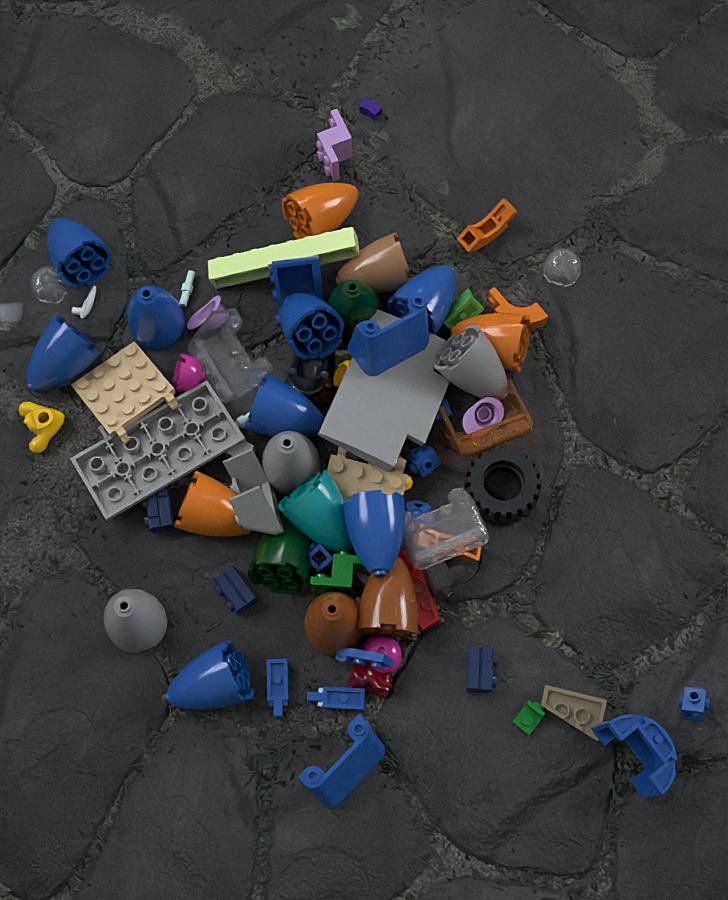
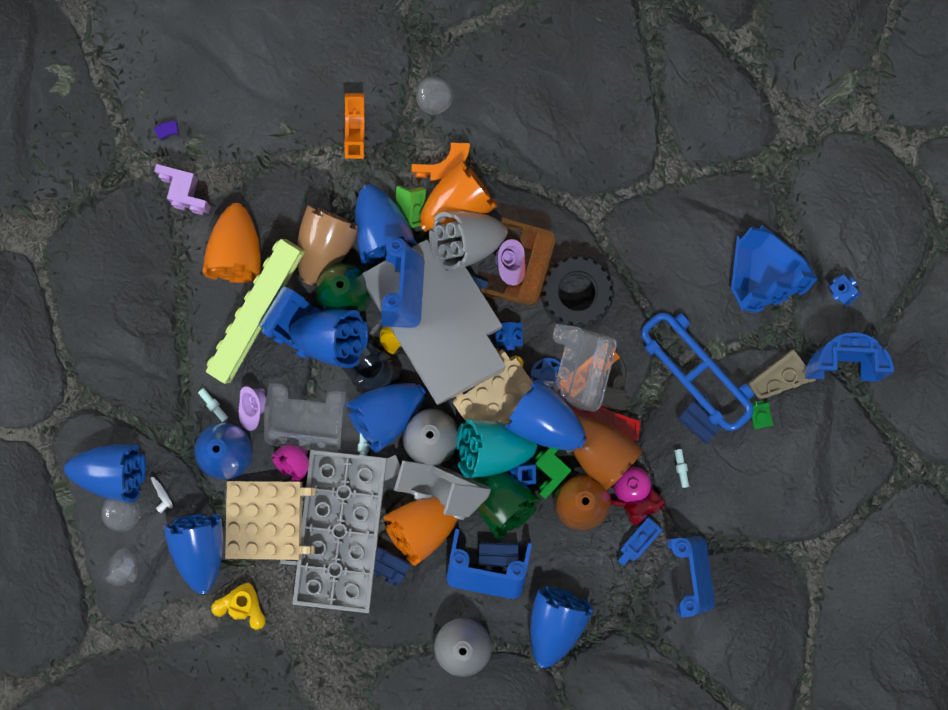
camera: 55 degrees left, 15 degrees up
(216, 615) = (483, 581): none -> blue windscreen
(277, 685) = (594, 578): blue hinge -> none
(362, 657) = (628, 503): blue hinge -> none
(428, 686) = (681, 468): none -> light aqua bar
(533, 683) = (679, 324): none -> blue bar
(653, 625) = (767, 270): none -> blue panel

